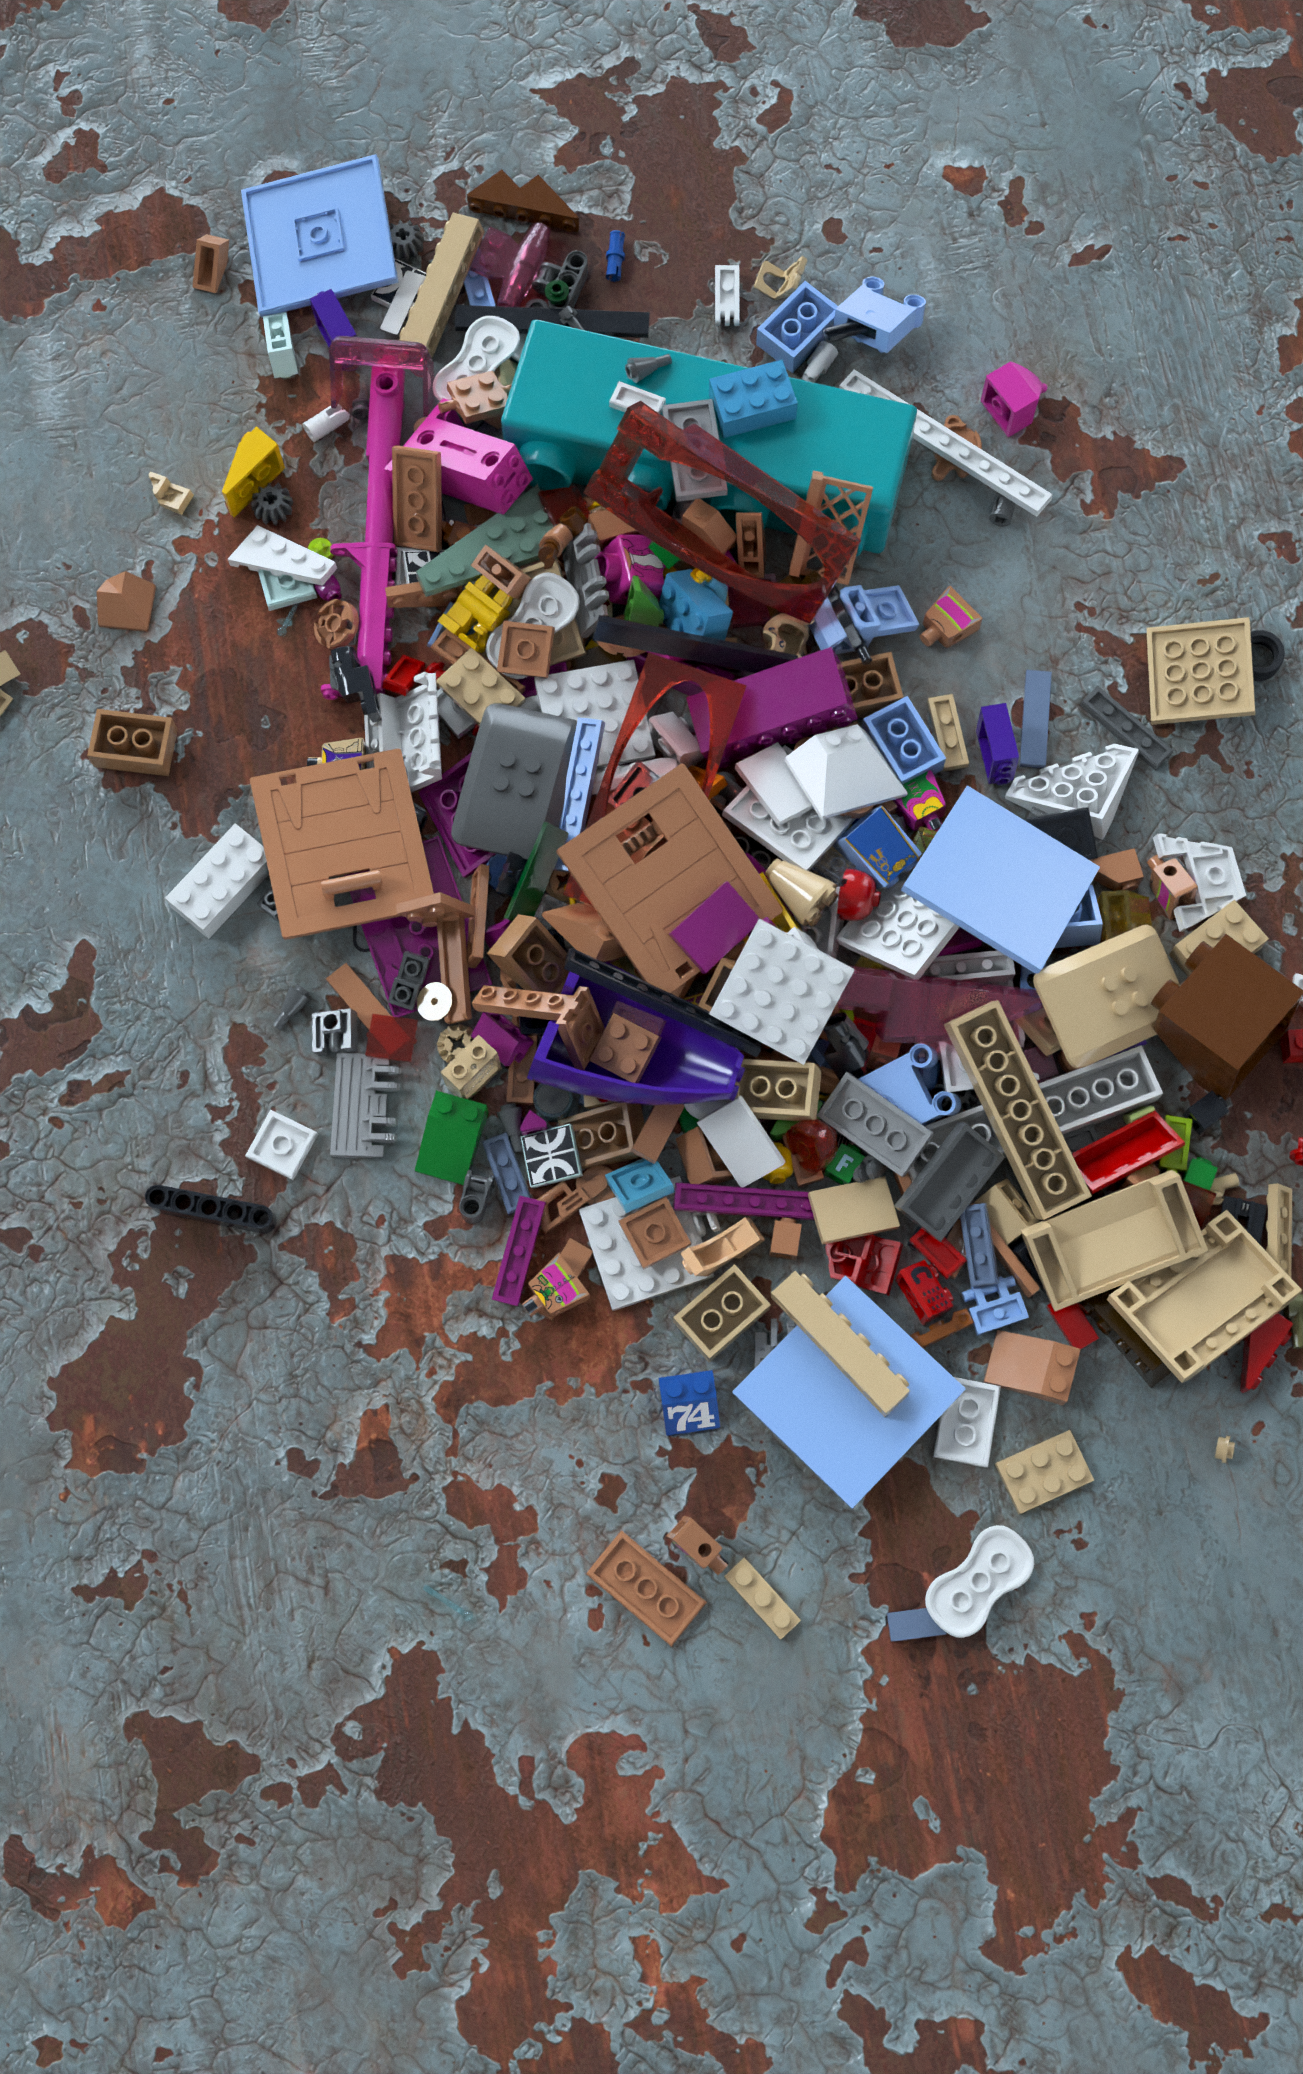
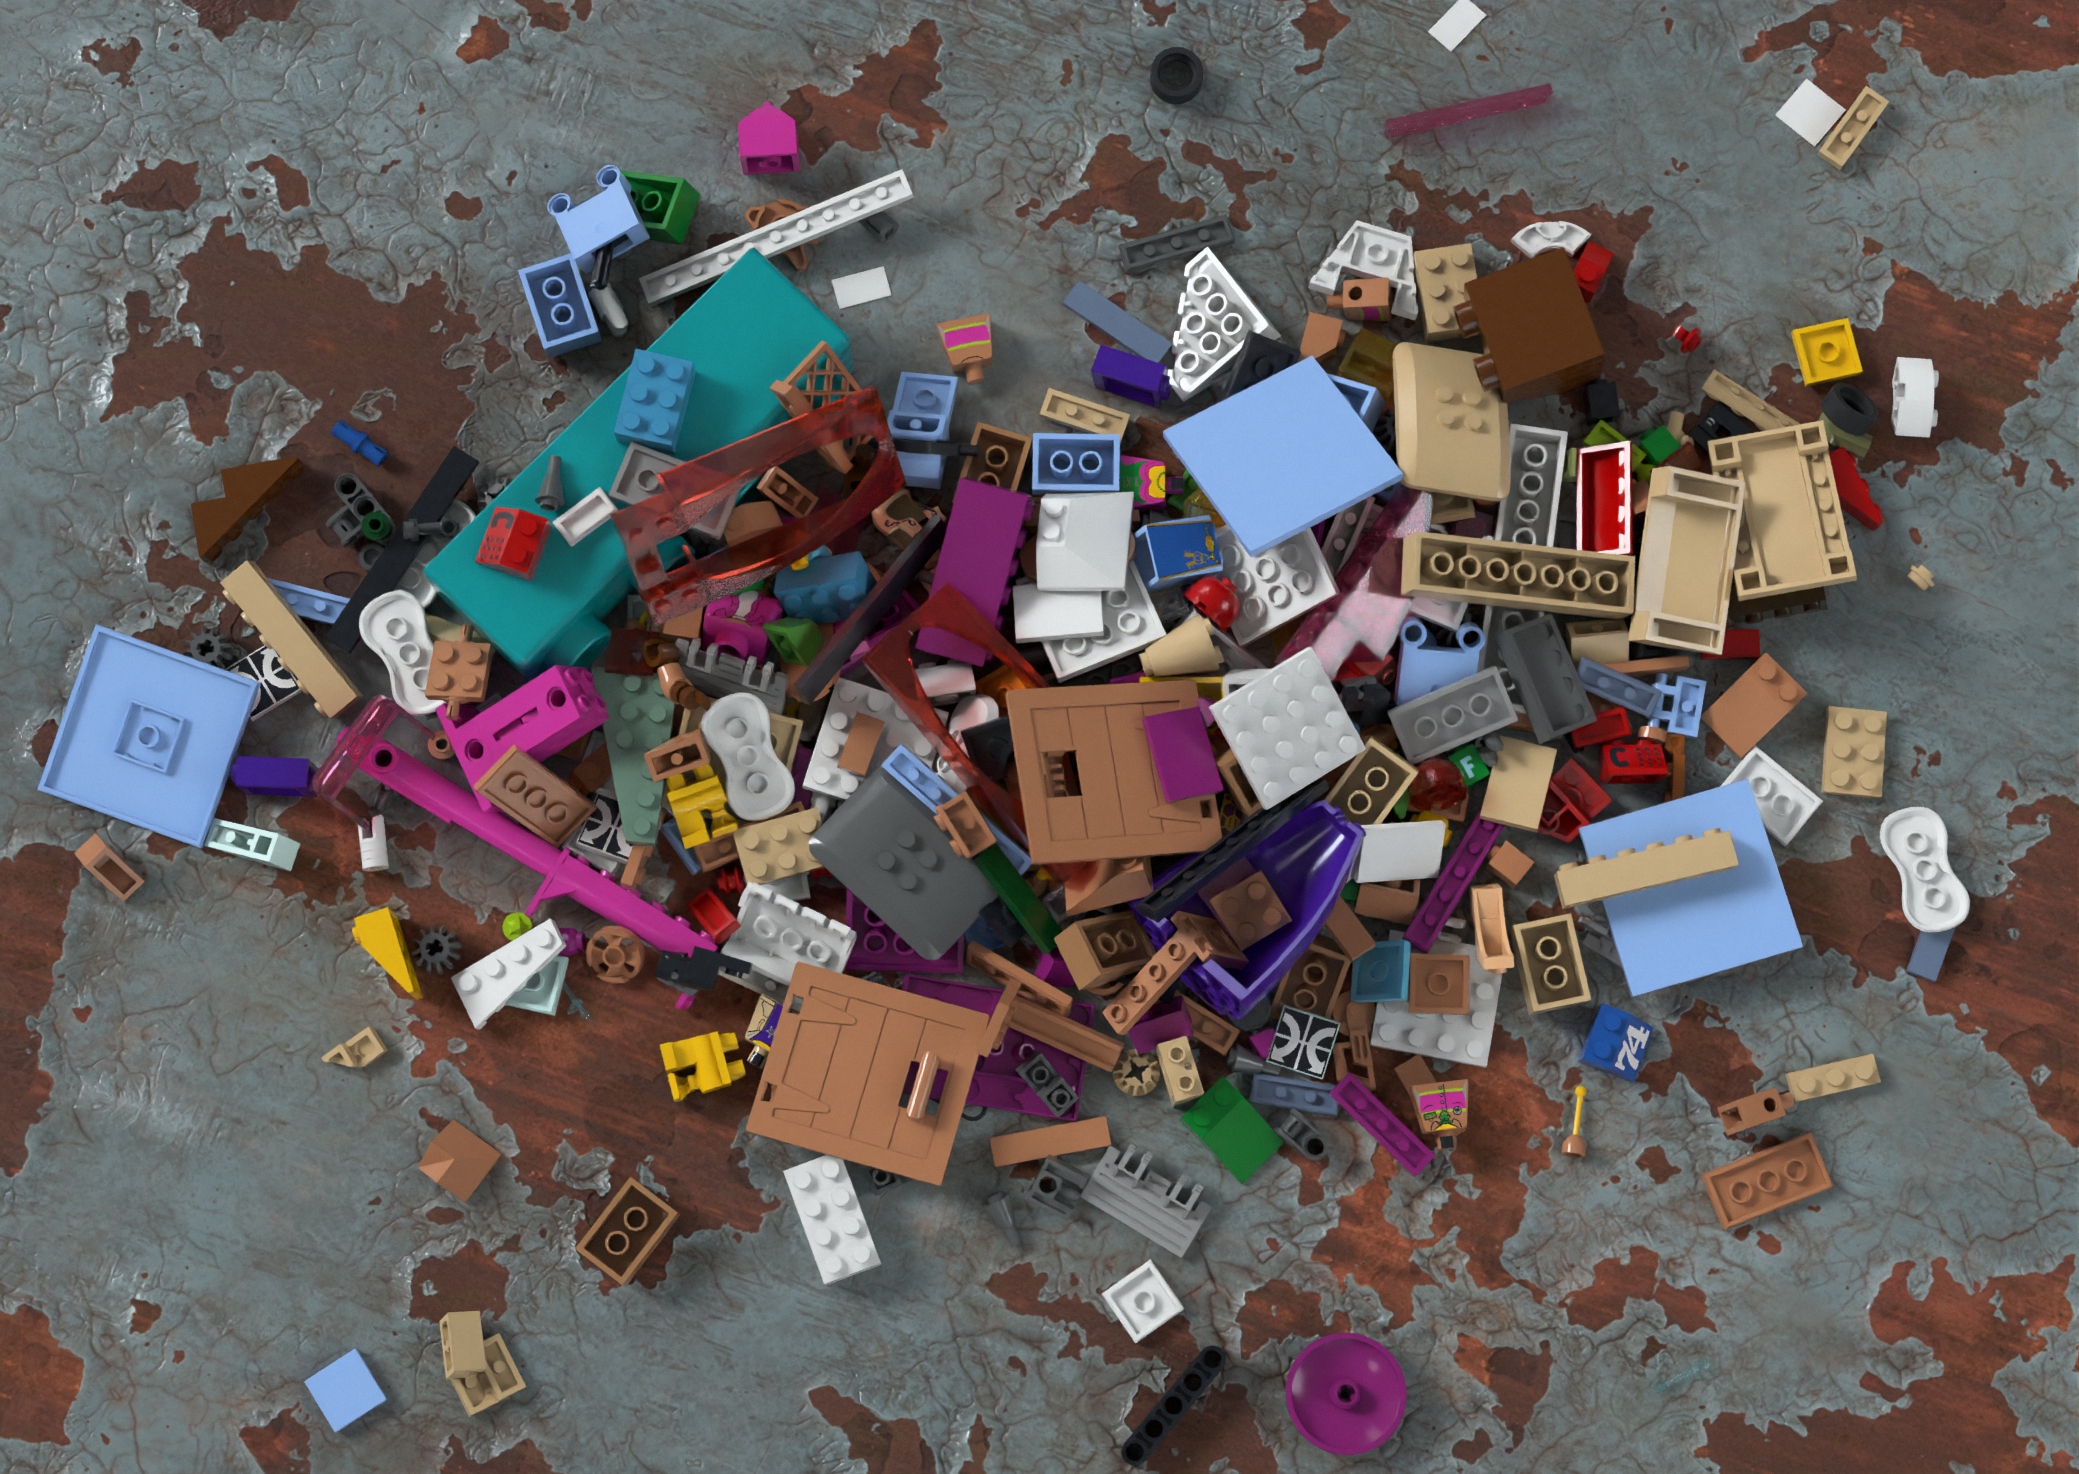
camera: 65 degrees left, 5 degrees up
(266, 1322) = (1374, 1386): none -> magenta dish
(295, 730) = (708, 1057): none -> yellow hips
(391, 1038) = (1095, 1133): clear red piece -> none
(401, 302) = (280, 691): white sticker -> none
(434, 1001) = (1084, 1070): piece -> none
(514, 263) = (309, 550): clear pink plate -> none
(525, 649) = (771, 777): nougat plate -> none
(564, 799) = (965, 826): none -> nougat bracket
(587, 1413) = (1575, 1145): none -> hinge
(588, 366) = (514, 542): none -> red slope
(589, 700) = (860, 744): none -> nougat tile
(726, 294) = (475, 355): white hinge -> none
(791, 275) = (498, 277): tan piece -> none
(918, 355) = (663, 204): none -> green slope
(947, 526) = (861, 287): none -> white sticker
(960, 1300) = (1655, 734): none -> nougat tile
(1200, 671) = (1164, 140): tan plate -> none

